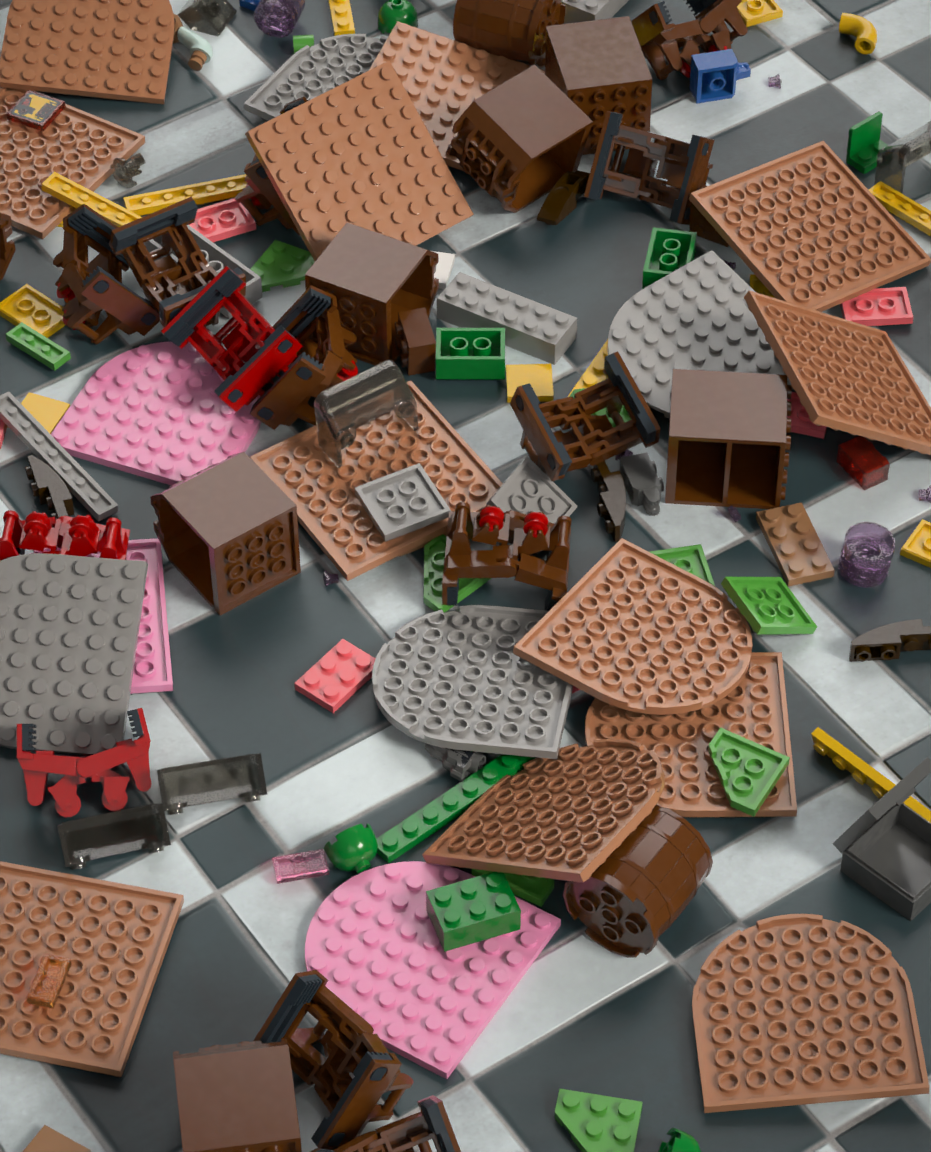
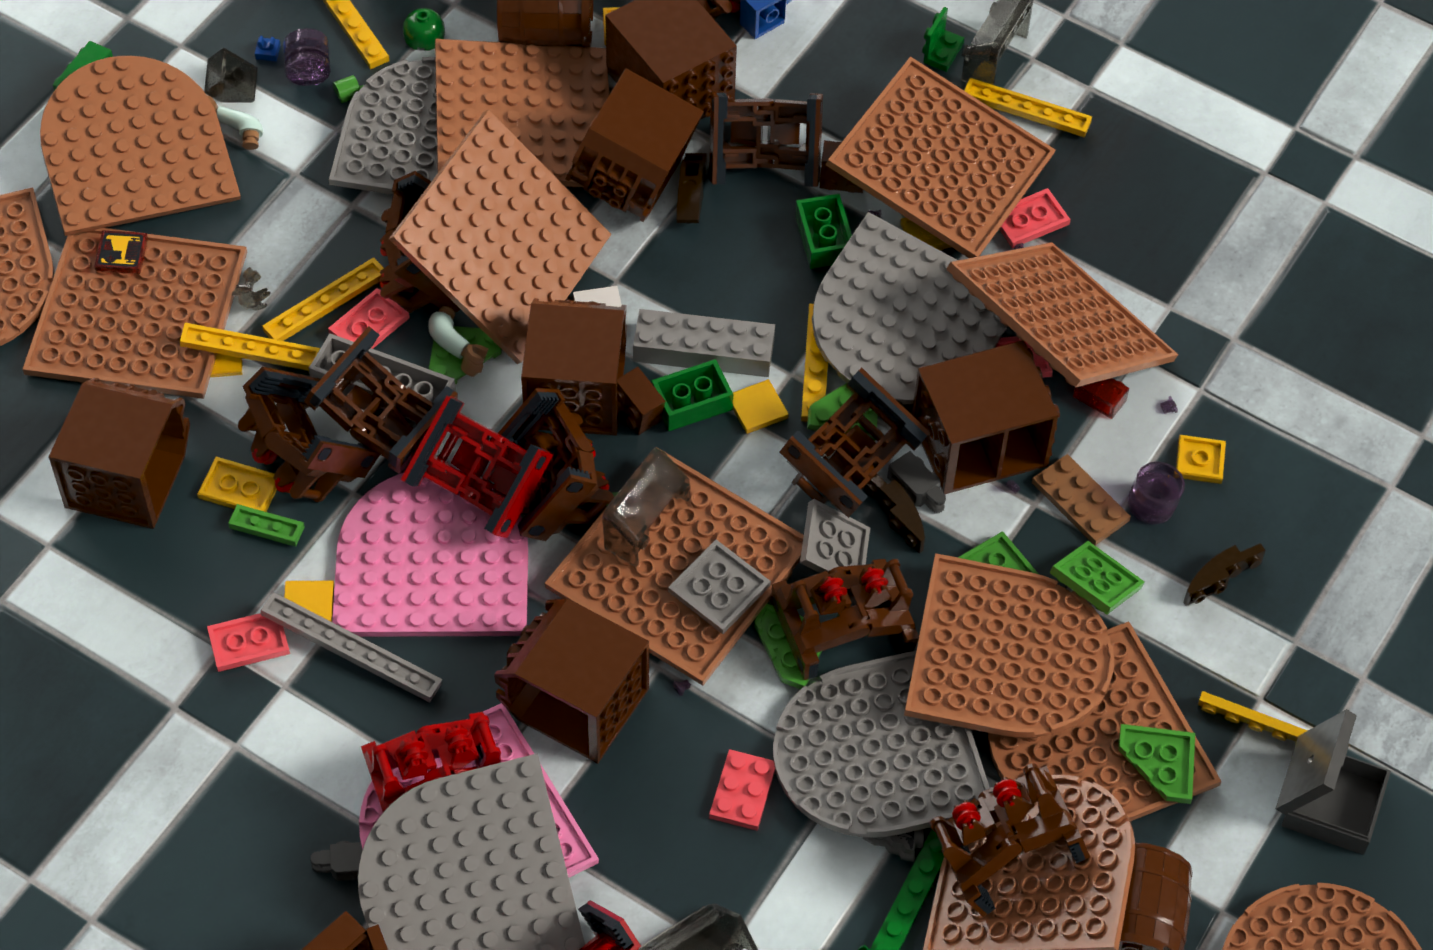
camera: 25 degrees left, 10 degrees up
(49, 488) = (367, 683): slope -> none
(274, 245) = (444, 334): none -> piece
(515, 755) = (1008, 804): none -> reddish brown container

